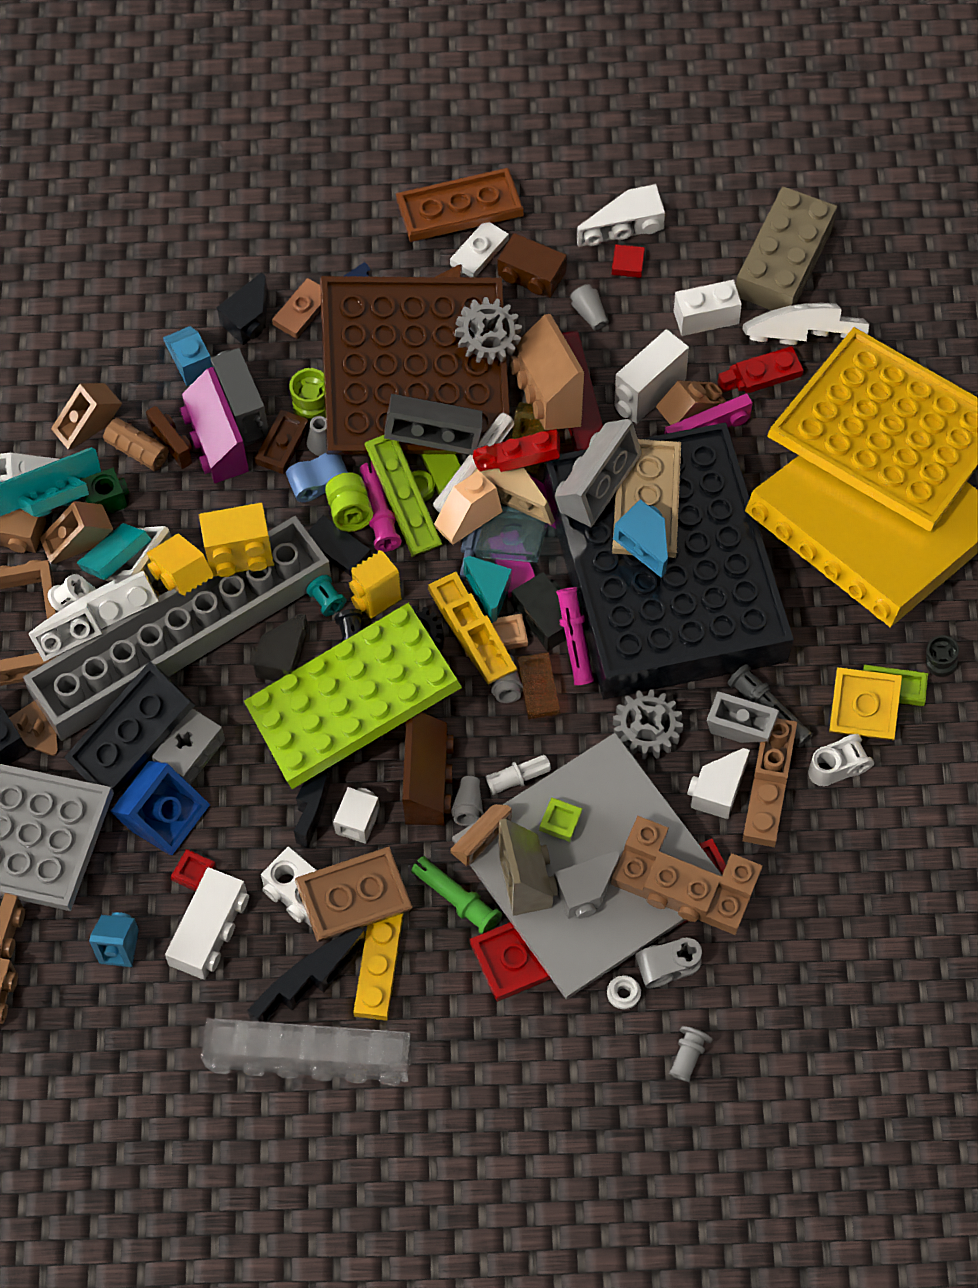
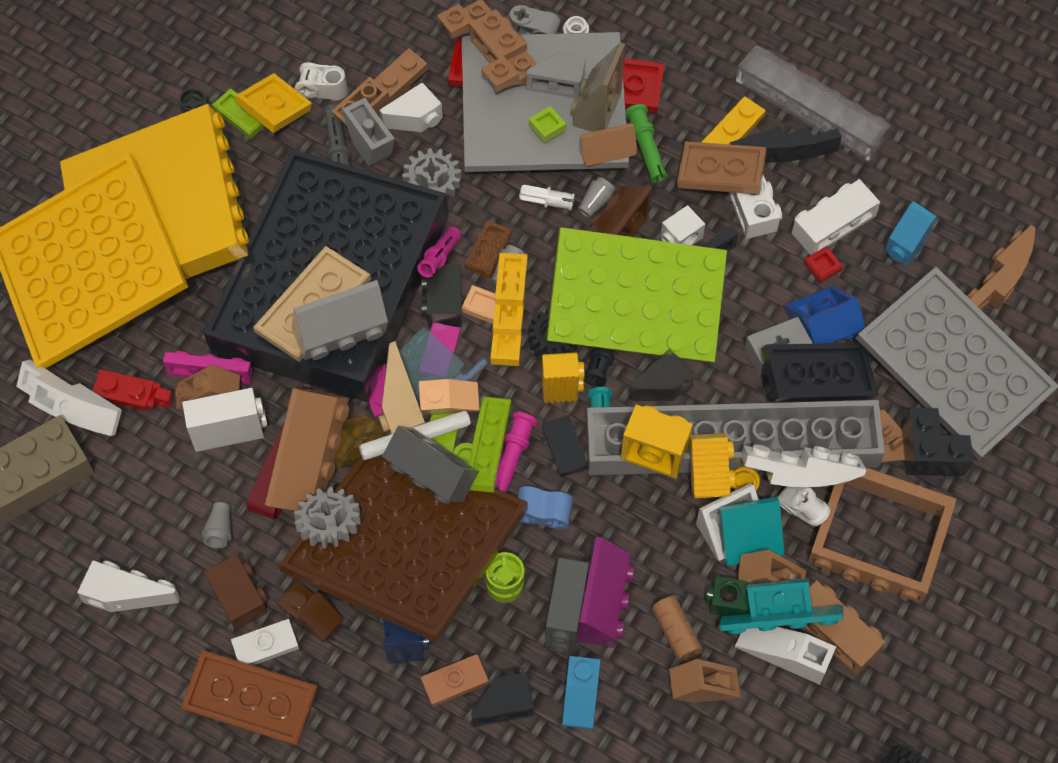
camera: 150 degrees left, 0 degrees up
(164, 429) = (645, 628): reddish brown plate -> none
(282, 441) = (543, 562): reddish brown plate -> none
(317, 436) = (520, 540): light grey cone -> none
(349, 502) = (534, 465): lime wheel -> none
(489, 584) = (472, 328): teal slope -> none
(519, 452) = (377, 399): red hinge -> none
(628, 261) = (152, 553): red tile -> none
(644, 536) = (342, 257): dark azure slope -> none
(707, 307) = (128, 461): white brick -> none

